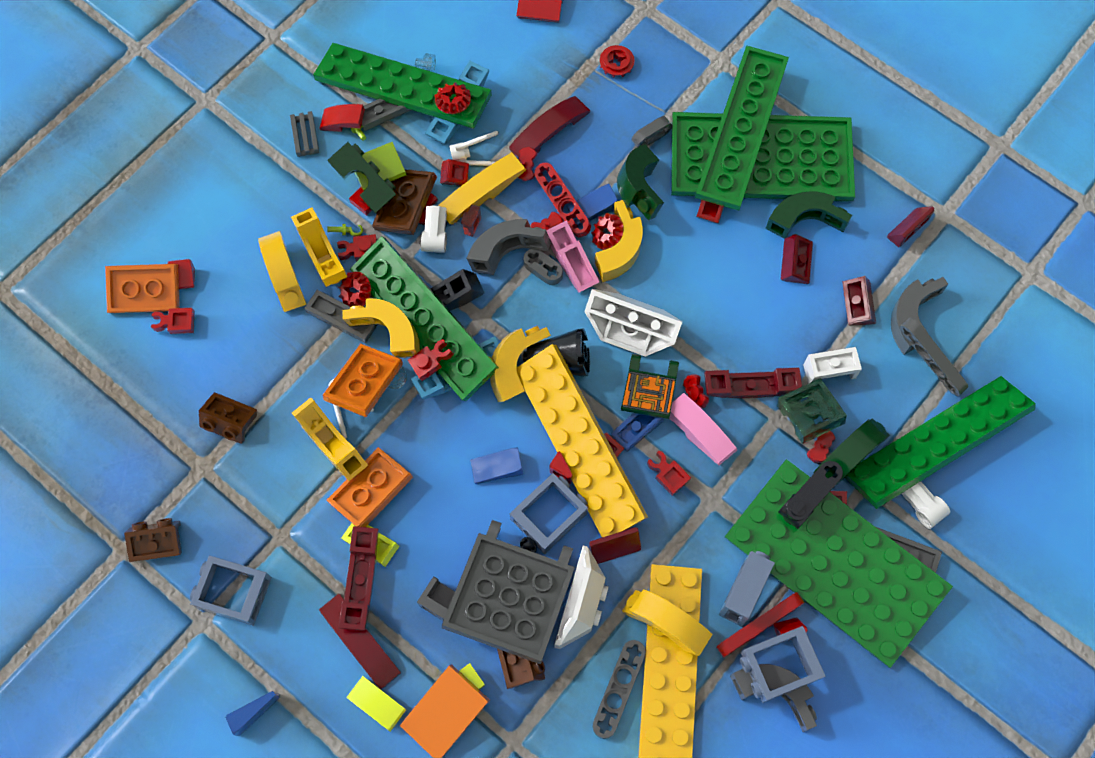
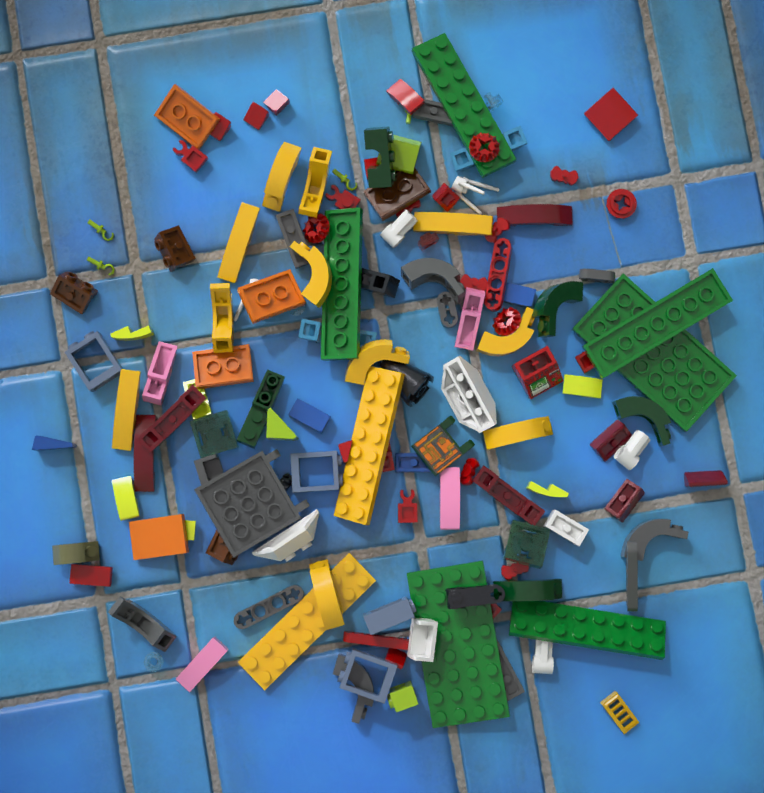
camera: 30 degrees right, 15 degrees up
(134, 459) = (100, 229): none -> lime hand
(161, 493) = (100, 264): none -> lime hand
(211, 237) = (256, 116): none -> red slope
(222, 212) = (276, 102): none -> slope
(244, 537) = (126, 334): none -> neon yellow slope
(288, 360) = (238, 242): none -> yellow slope
(302, 118) = (380, 73): dark grey tile -> none
(303, 611) = (126, 409): none -> yellow slope
(310, 548) = (159, 373): none -> bright pink slope
(407, 552) = (215, 442): none -> brick
(427, 360) = (319, 317): red plate -> none
(442, 497) = (257, 416): none -> dark green slope
(477, 497) = (277, 428): none -> lime slope
(545, 77) = (564, 176): none -> red piece
(615, 545) = (337, 524): dark red slope -> none
(676, 251) = (538, 372): none -> red slope
(706, 318) = (517, 432): none -> yellow arch
(727, 233) = (582, 386): none -> neon yellow slope
(786, 347) = (552, 490): none -> neon yellow slope
(801, 581) = (422, 639): none -> white panel
(824, 255) = (629, 453): none -> white piece
(836, 657) = (402, 696): none -> lime brick
(1025, 499) = (611, 699): none -> yellow slope

